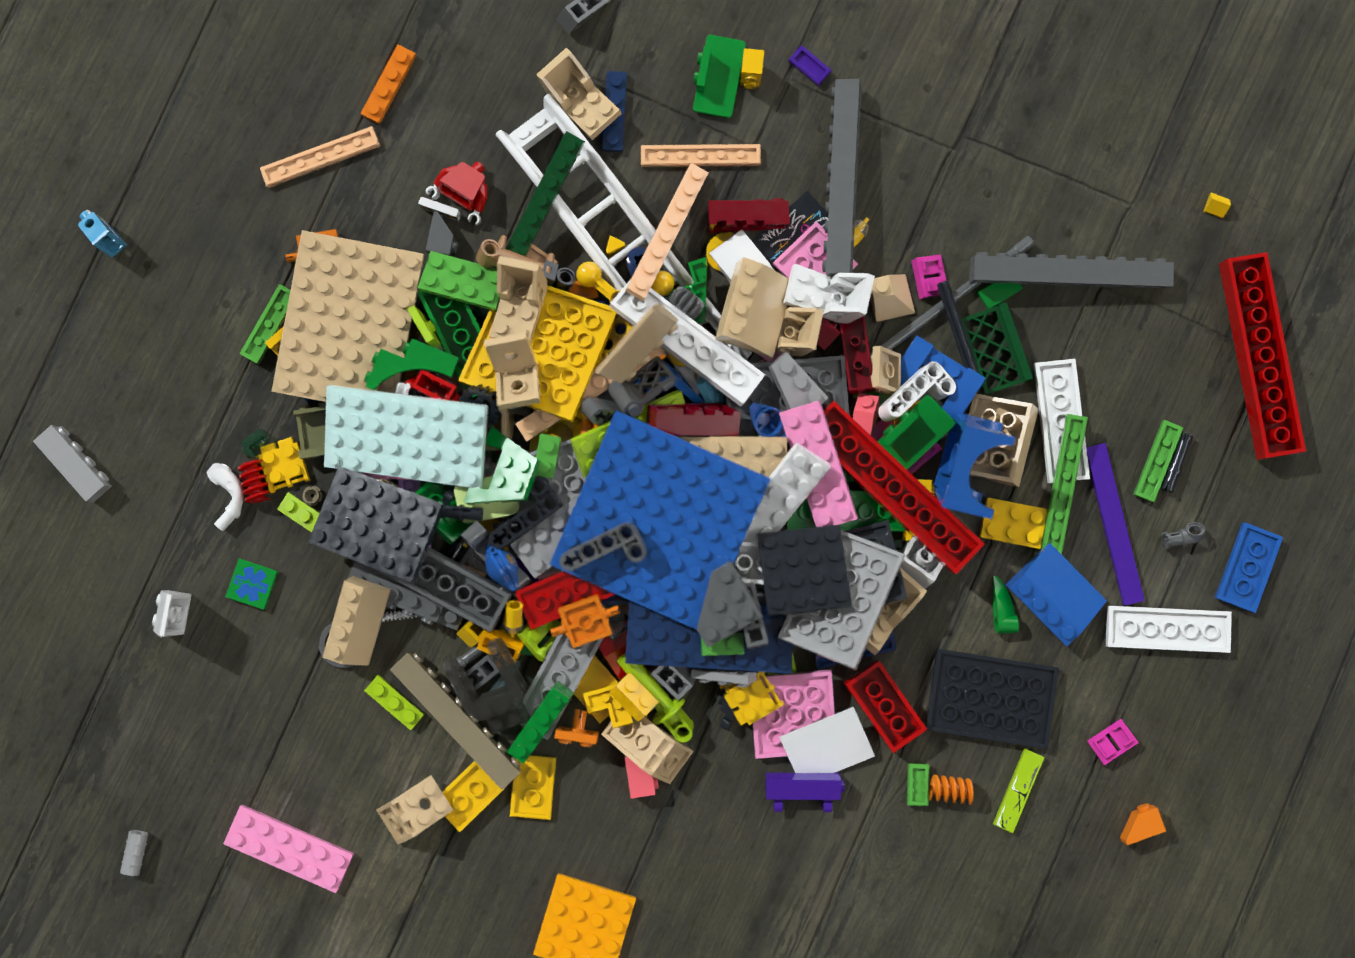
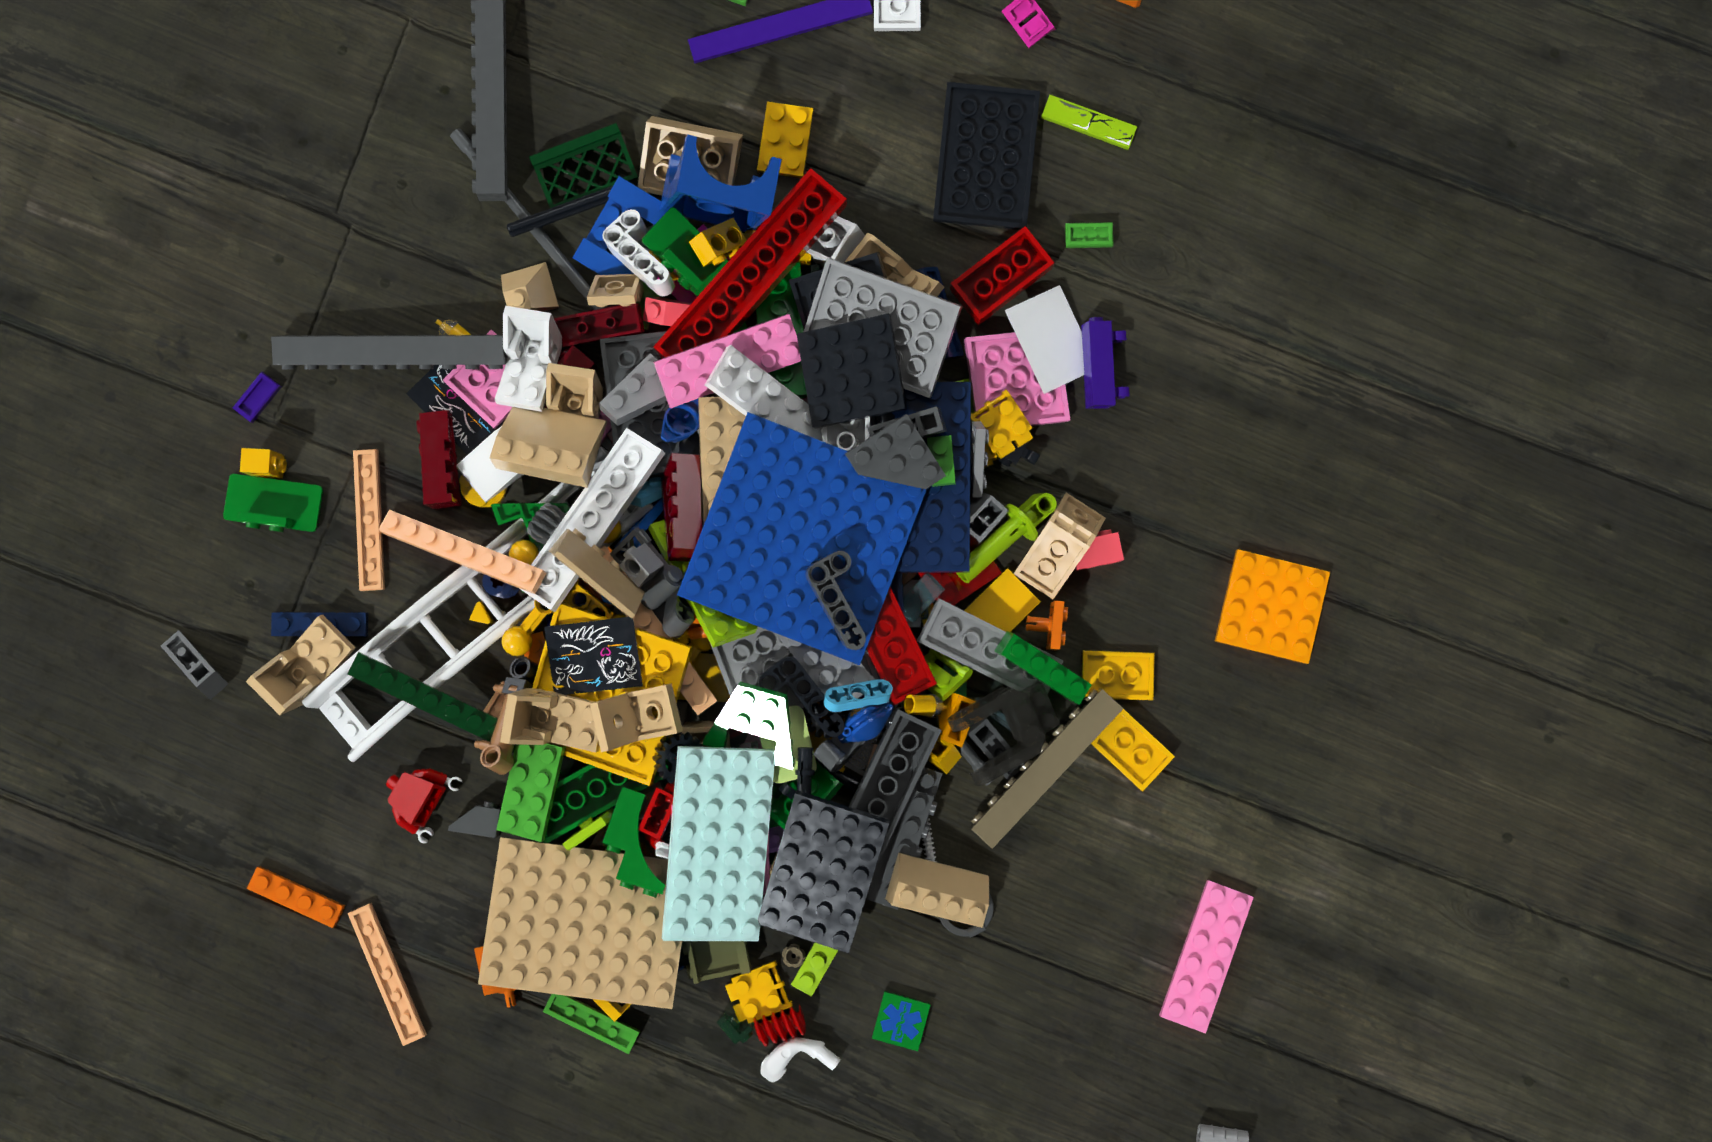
camera: 85 degrees left, 0 degrees up
(171, 613) = (940, 1113): white slope -> none
(394, 702) = (1030, 842): lime plate -> none
(406, 817) = (1161, 818): tan bracket -> none
(442, 209) = (446, 819): white tile -> none
(516, 555) = (874, 687): none -> medium azure beam
(547, 455) = (731, 674): bright green plate -> none
(570, 338) = (593, 656): none -> black sticker
(585, 621) = (923, 620): orange plate -> none
(602, 700) = (1011, 589): yellow plate -> none
(634, 697) = (1007, 561): yellow brick -> none
(644, 381) = (641, 564): none -> light grey brick
(923, 461) = (718, 242): none -> yellow brick
(927, 266) = (490, 248): dark pink piece -> none
(951, 788) = (1090, 197): orange piece -> none
(997, 293) = (519, 168): green tile -> none
(1003, 610) = (888, 146): green piece -> none
(1056, 594) = (864, 87): blue slope -> none
(1058, 396) = (664, 89): white plate -> none
(1064, 481) = (749, 85): bright green tile -> none

